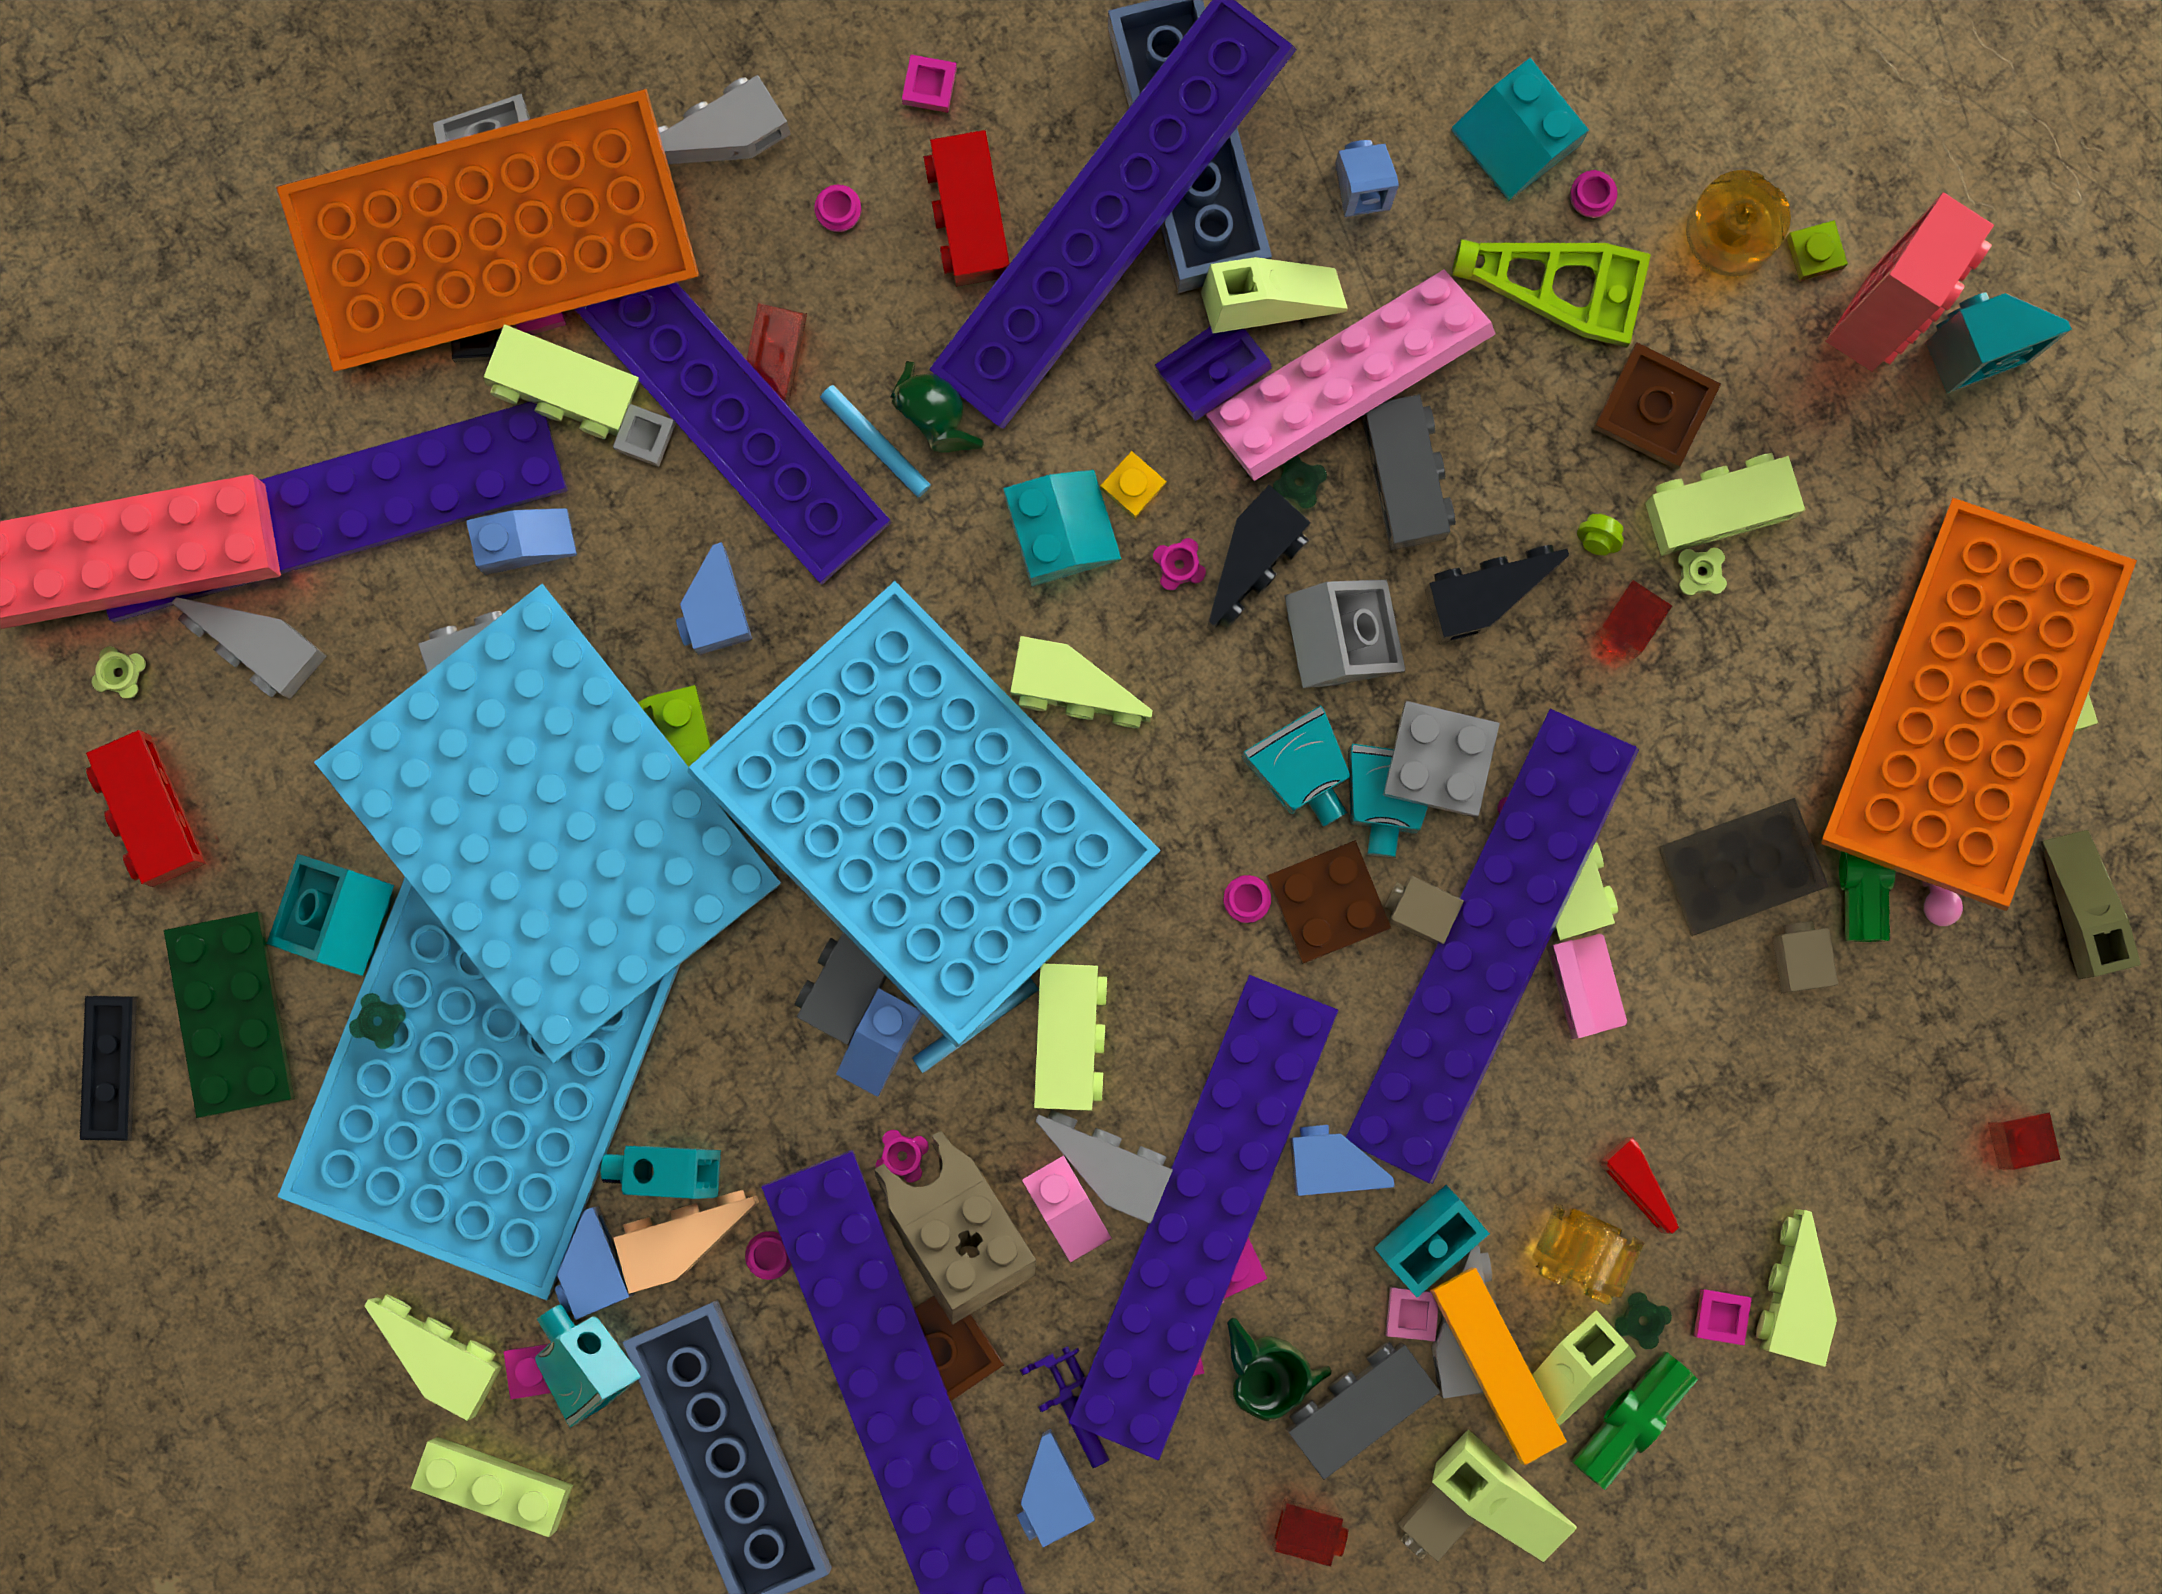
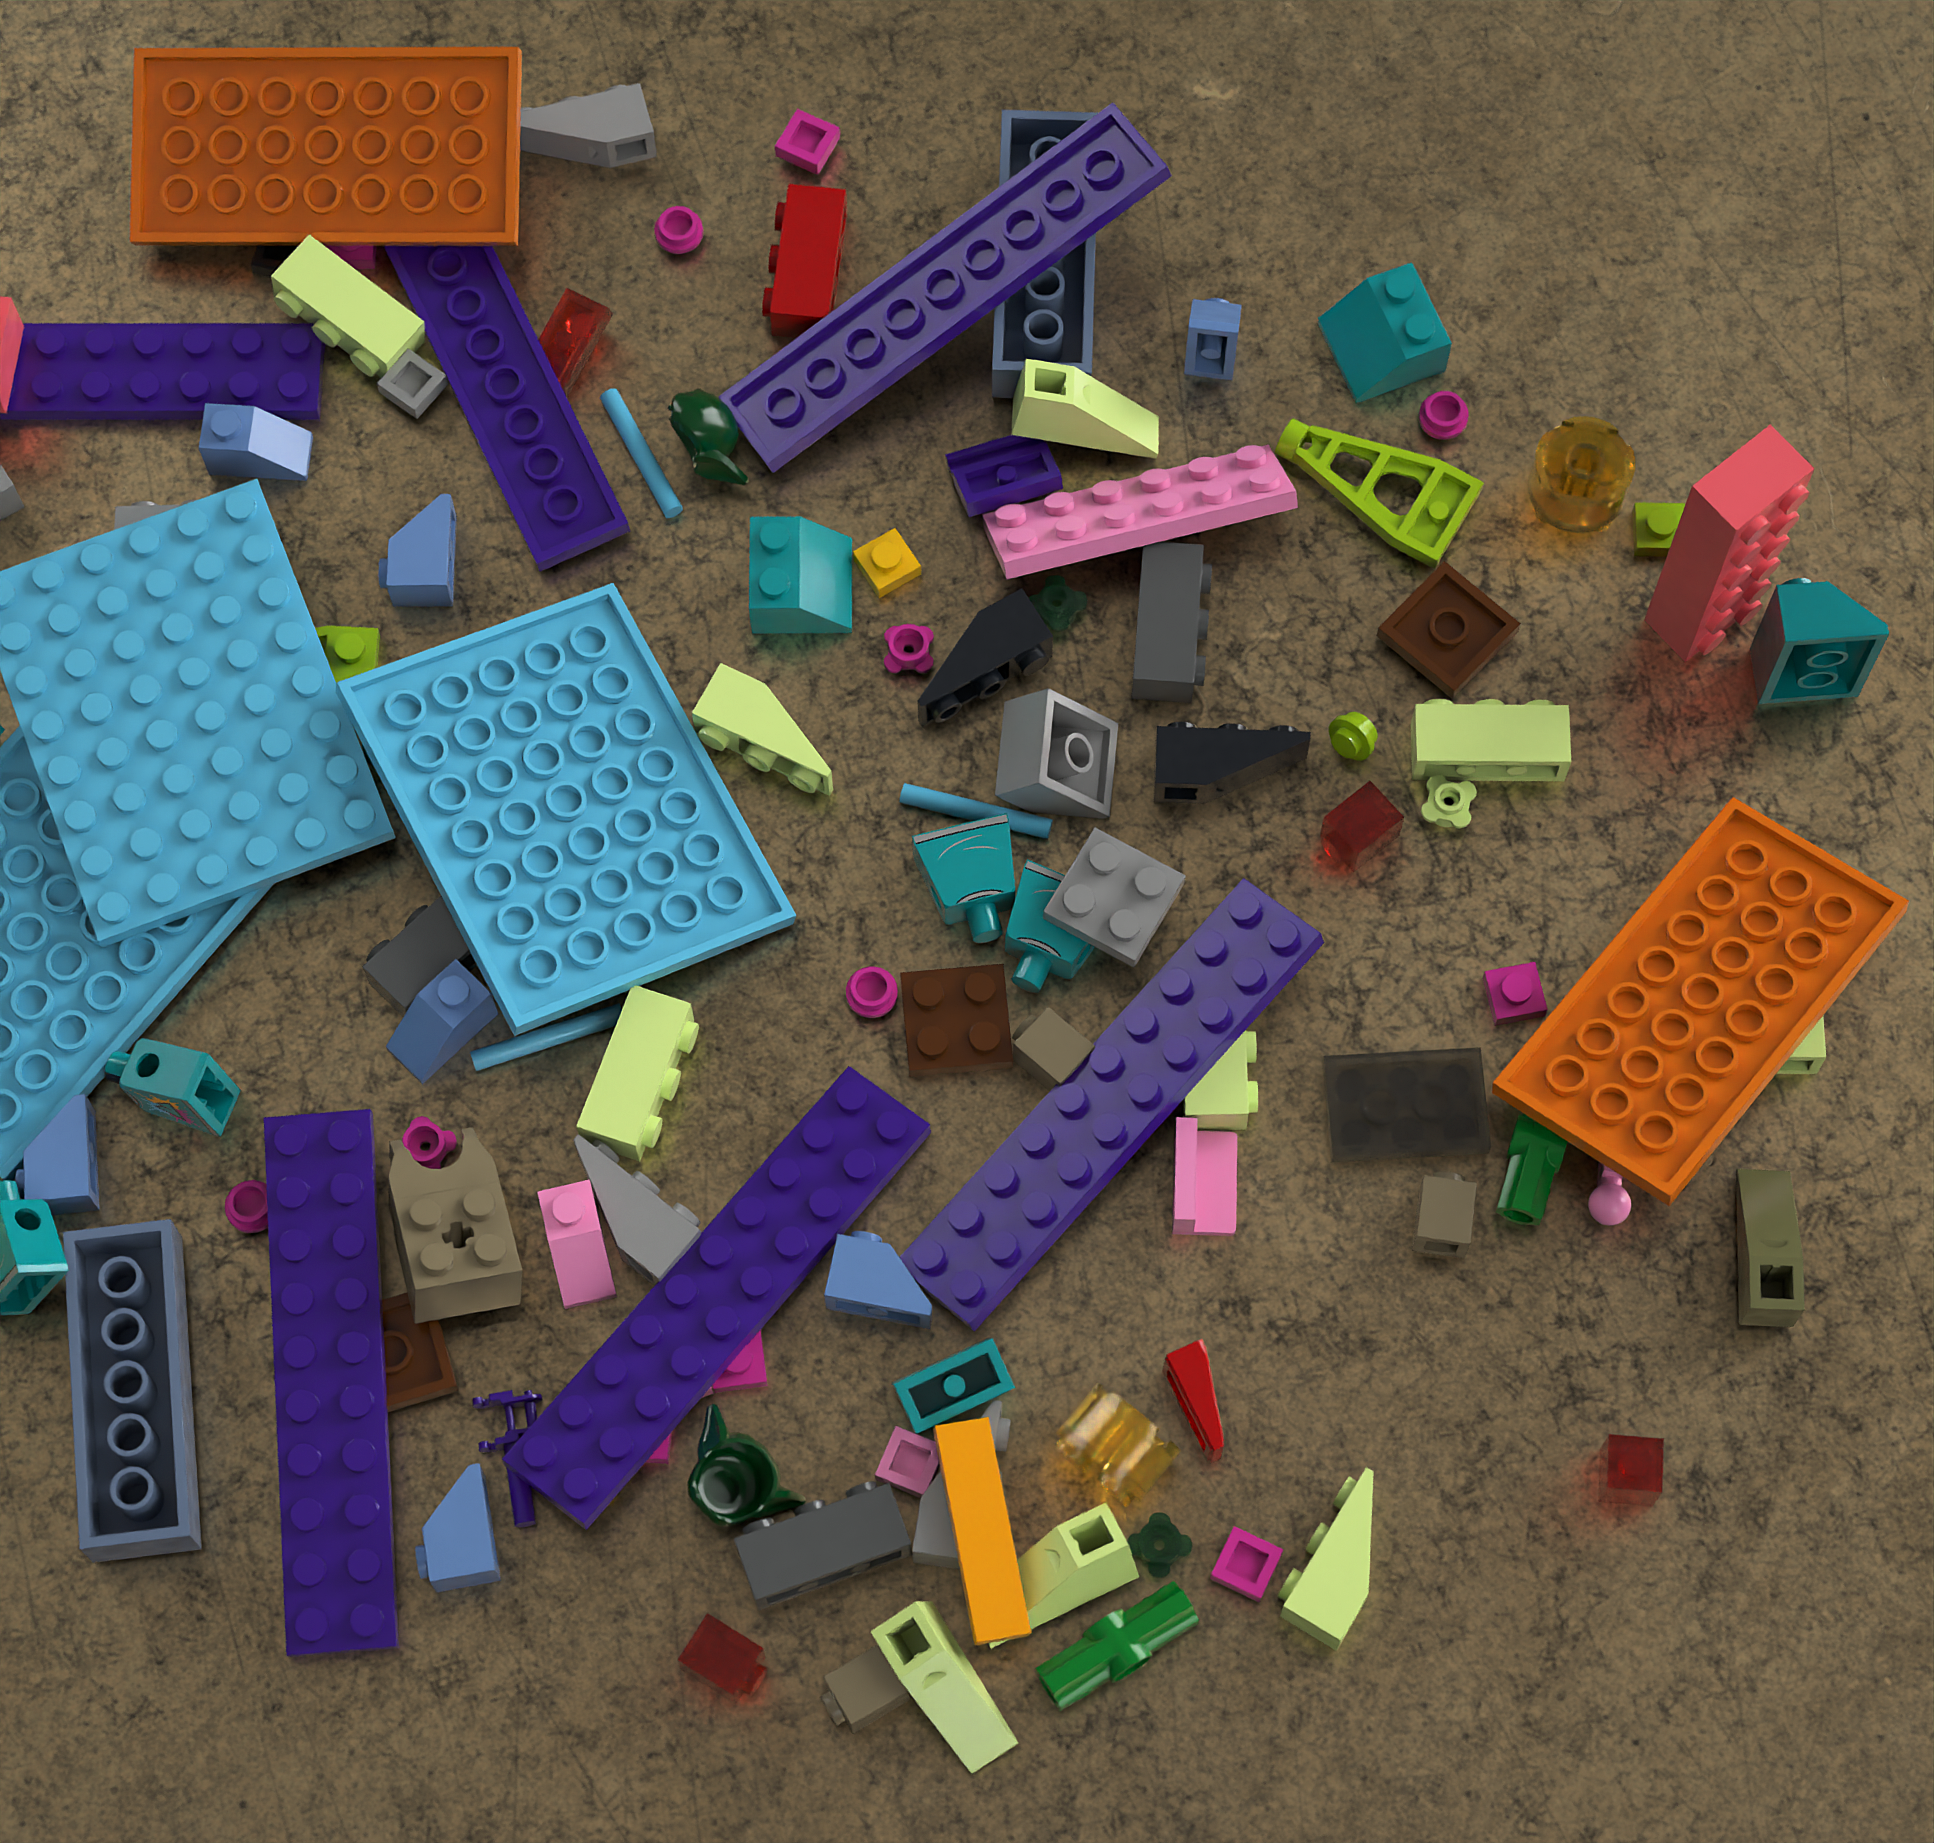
camera: 20 degrees right, 15 degrees down
(670, 1249) = (153, 1166): light nougat slope -> none
(1286, 700) = (973, 809): none -> medium azure bar
(1807, 734) = (1514, 993): none -> dark pink plate

